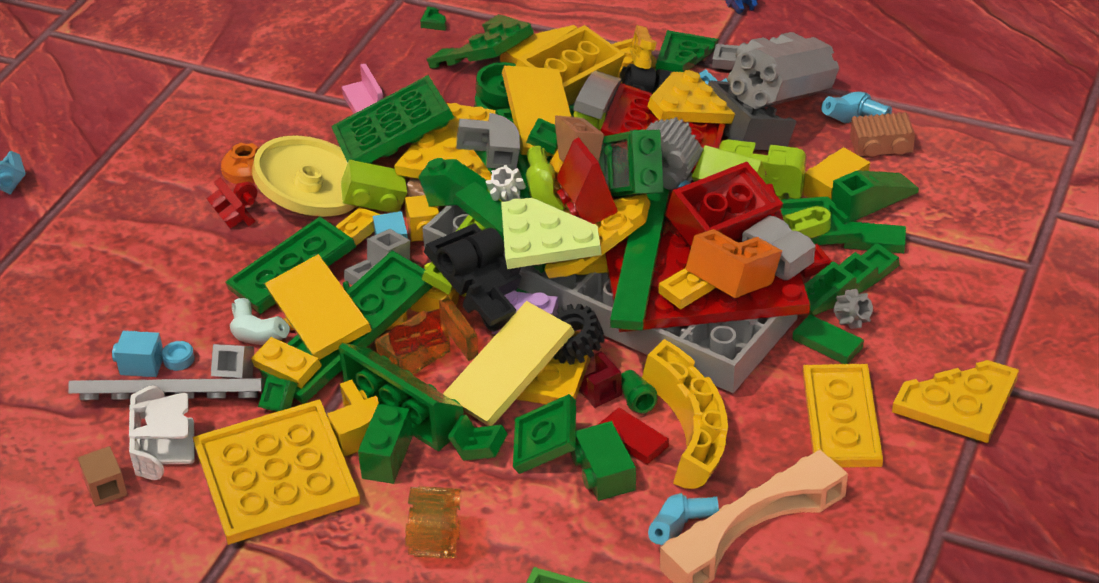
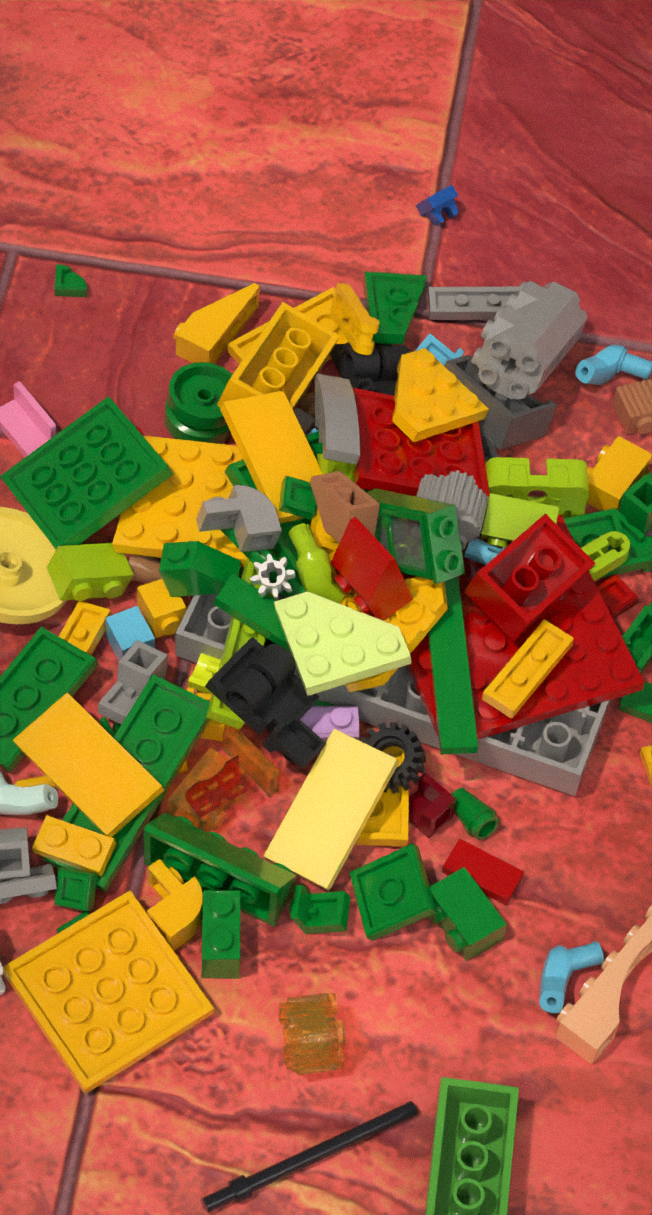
camera: 20 degrees left, 15 degrees up
(499, 36) = (162, 326): green wing -> none
(697, 407) = (550, 834): yellow brick -> none
(733, 265) = (559, 658): orange panel -> none
(796, 248) = (598, 617): light grey brick -> none

